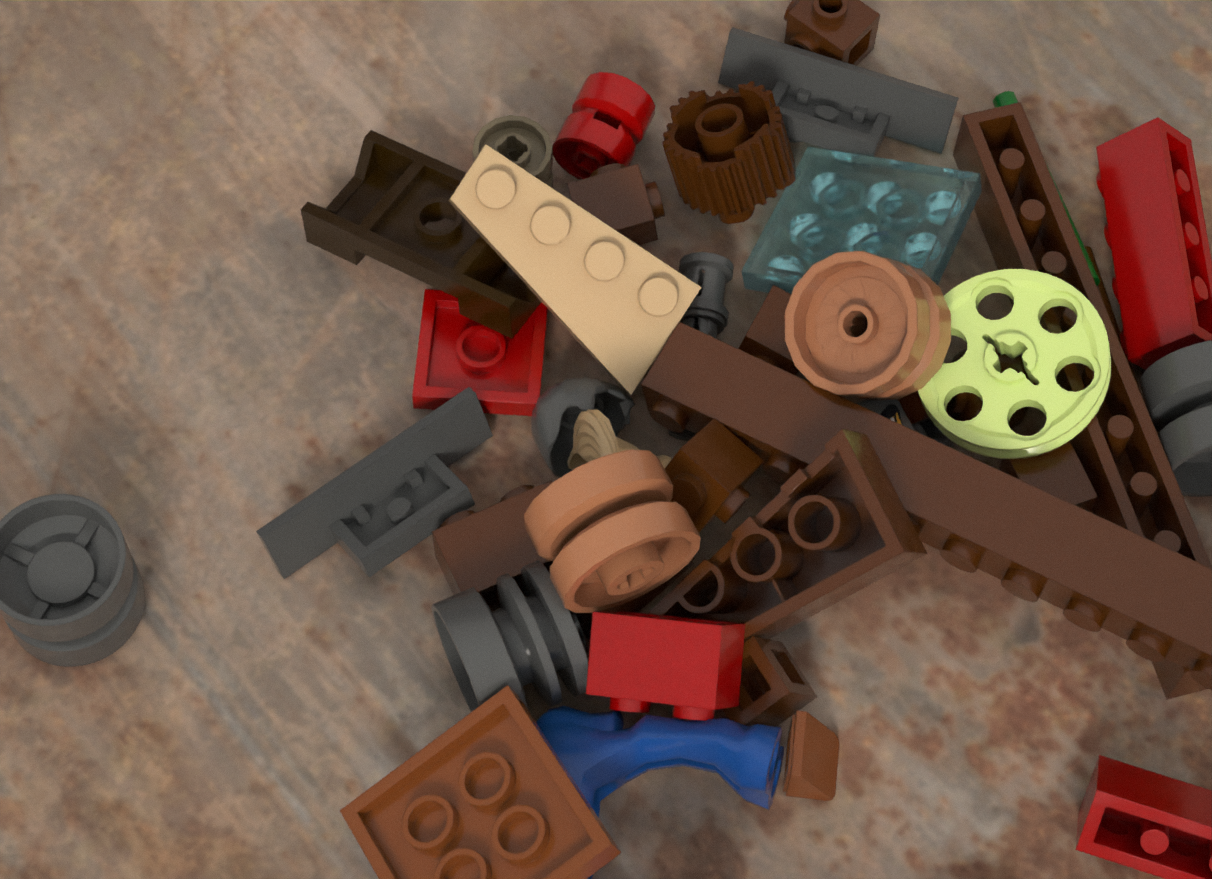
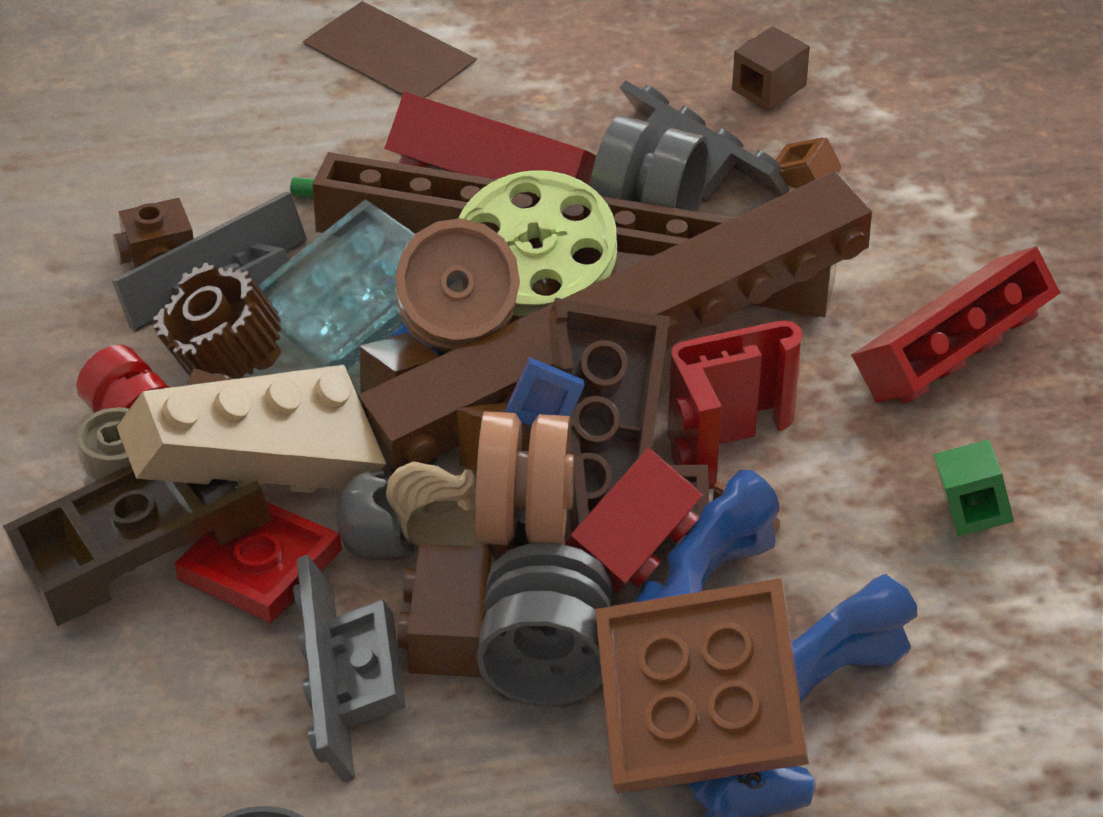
camera: 60 degrees left, 20 degrees down
(731, 491) = (544, 392): none -> blue tile
(937, 649) = (724, 382): none -> red piece

